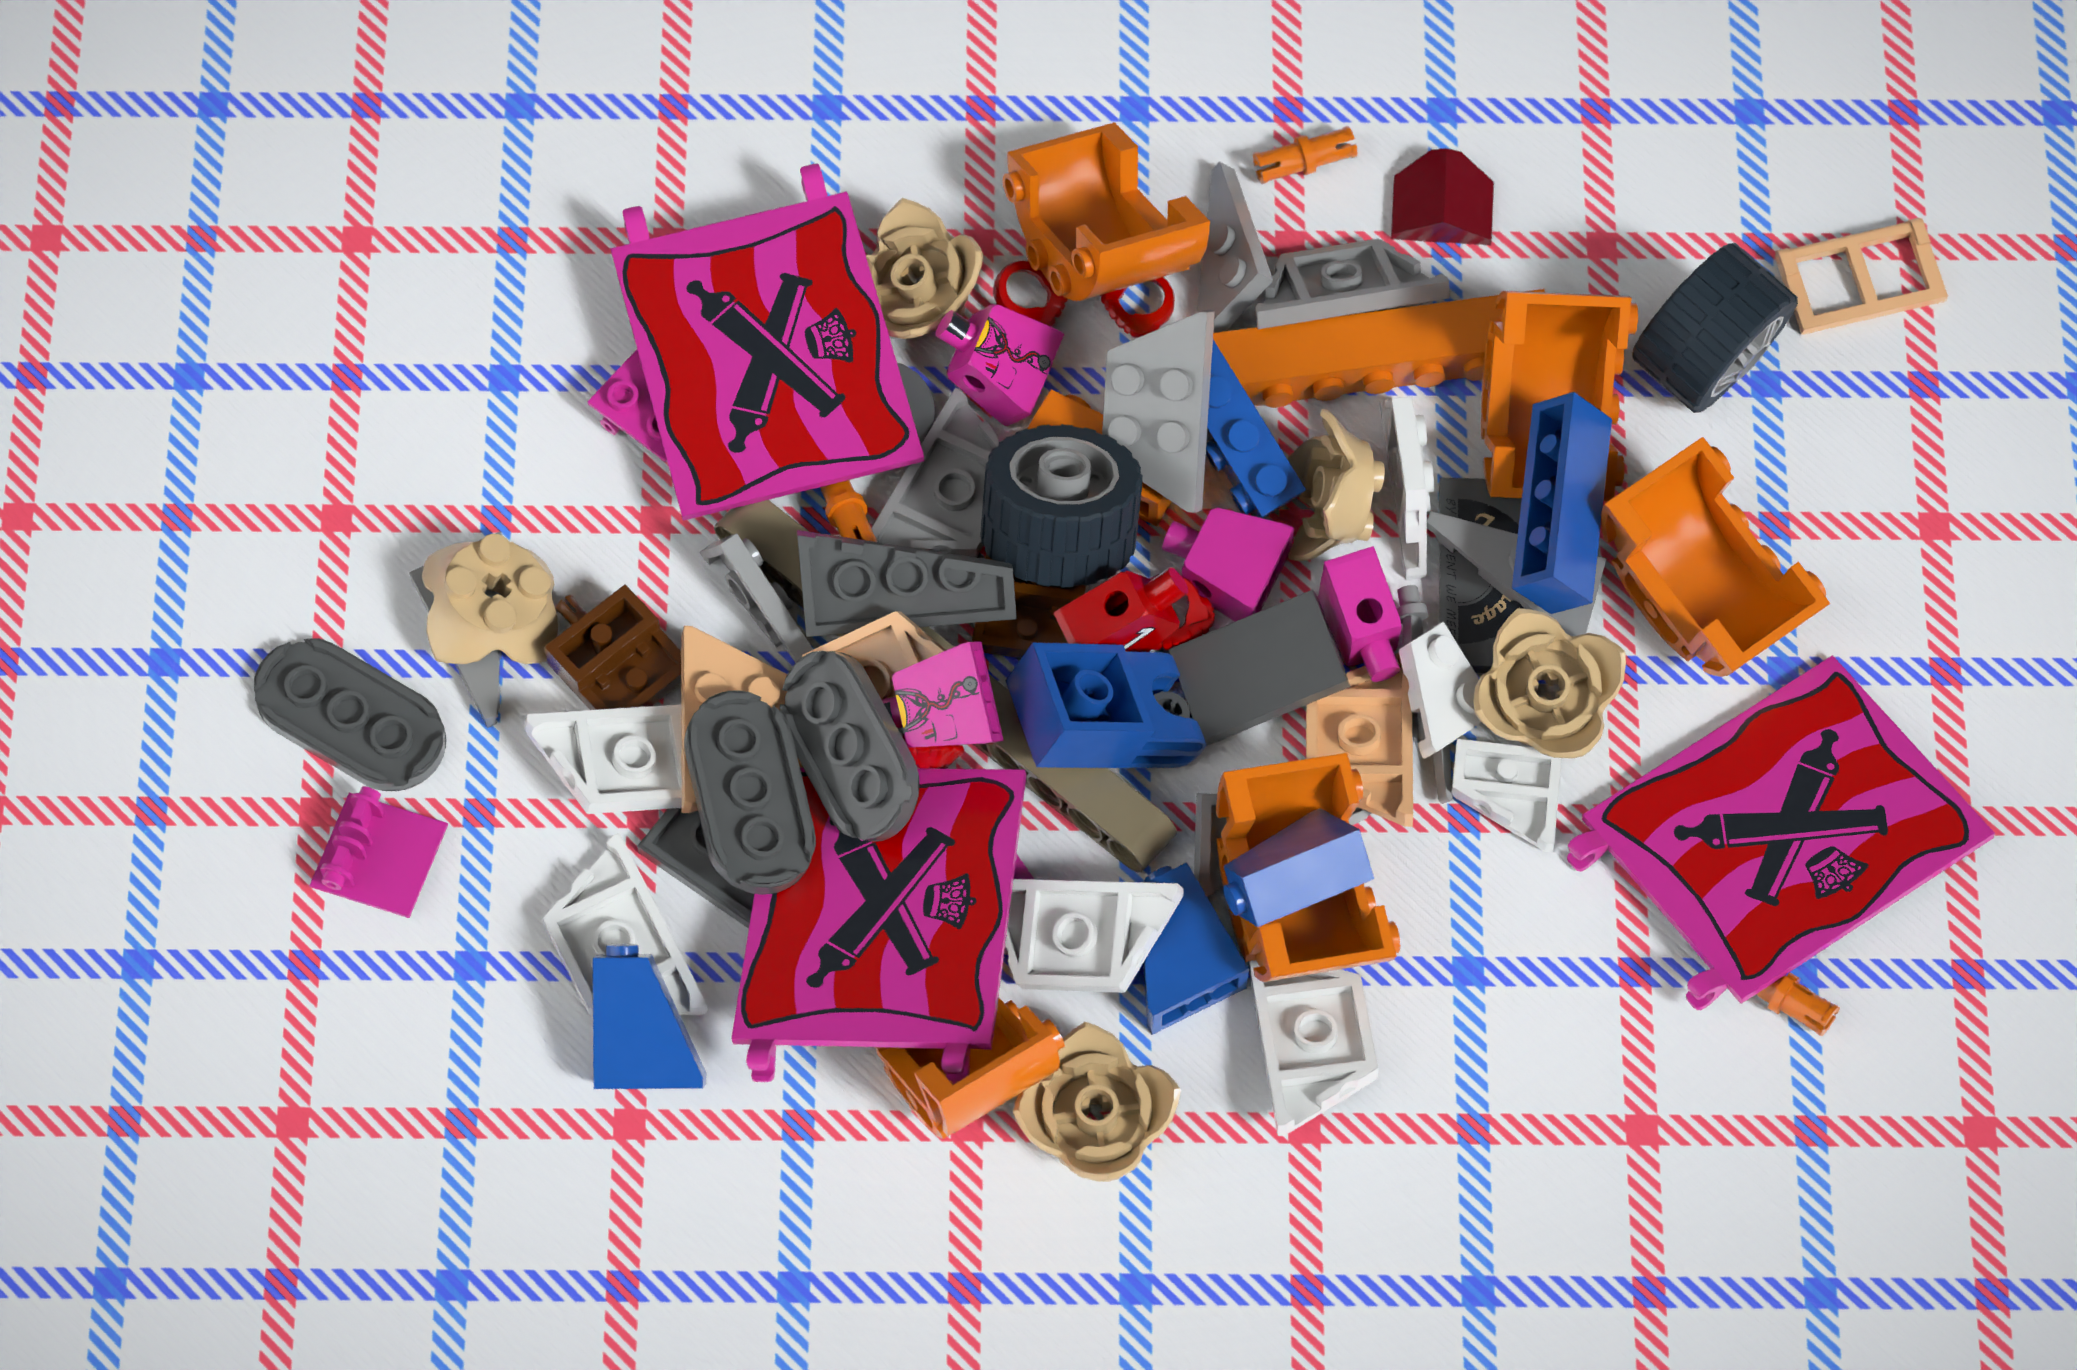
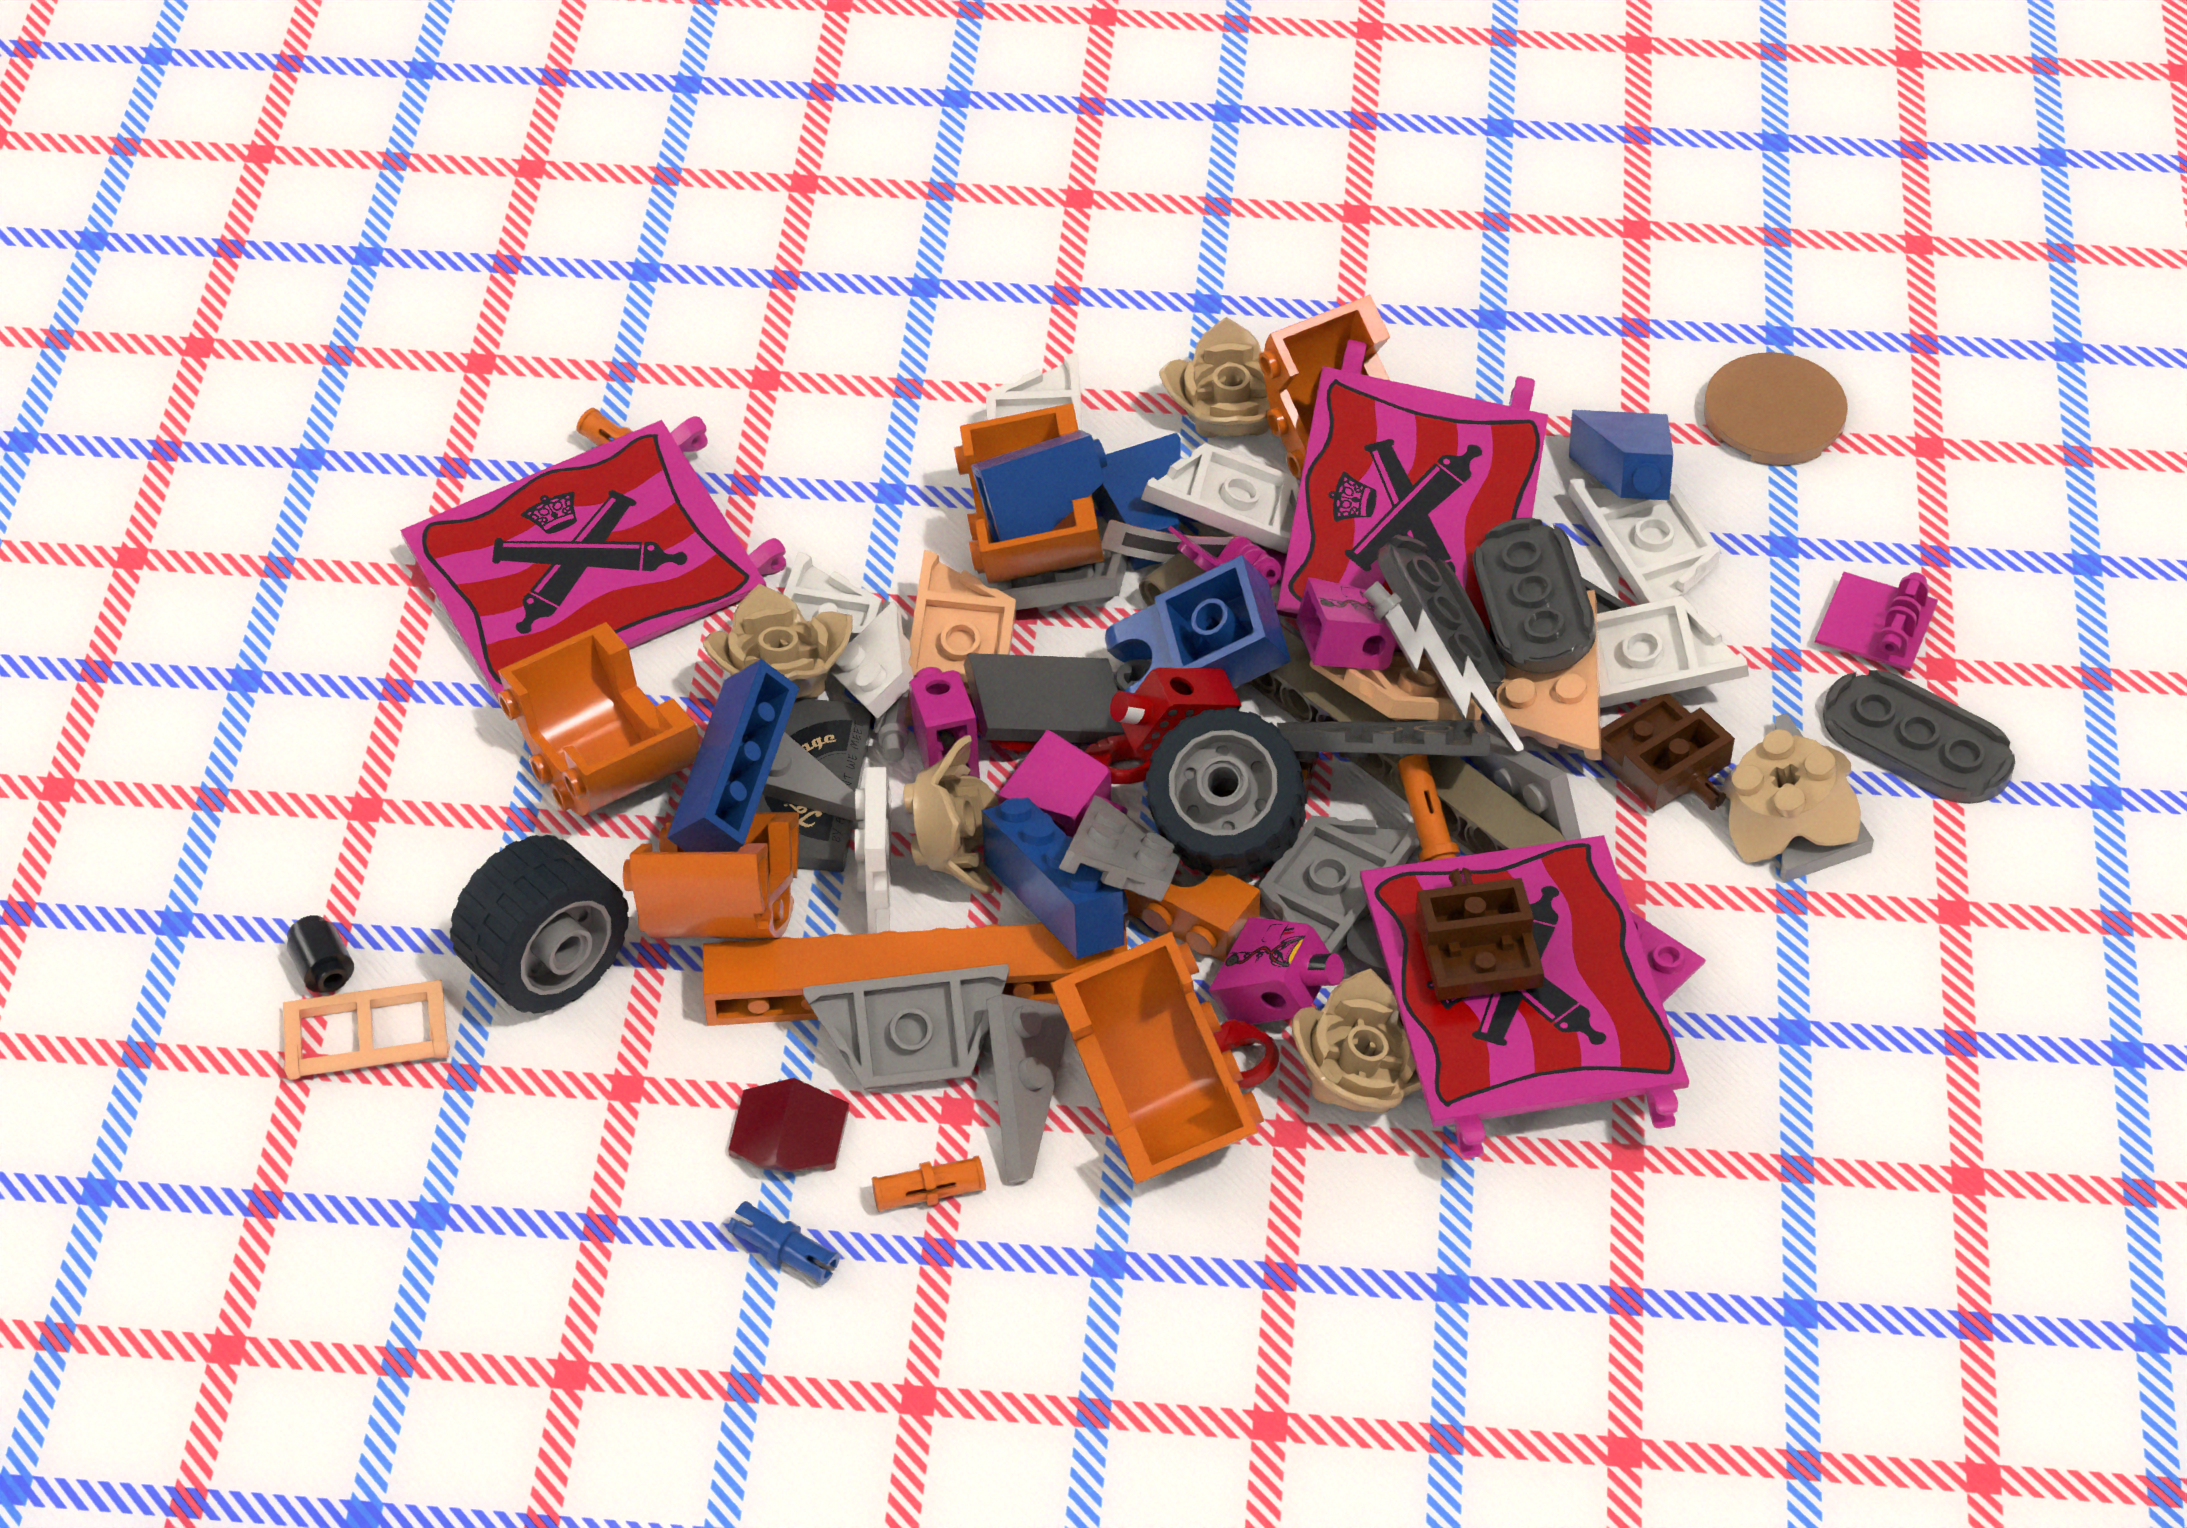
camera: 175 degrees left, 15 degrees down
(465, 1154) = (1775, 407): none -> medium nougat tile
(808, 359) = (1478, 937): none -> reddish brown plate
(904, 669) = (1427, 640): none -> piece
(1085, 820) = (1237, 546): none -> dark pink hinge
(1153, 863) = (1153, 544): none -> white sticker
(1425, 87) = (784, 1242): none -> blue pin
(1926, 335) = (319, 954): none -> black brick

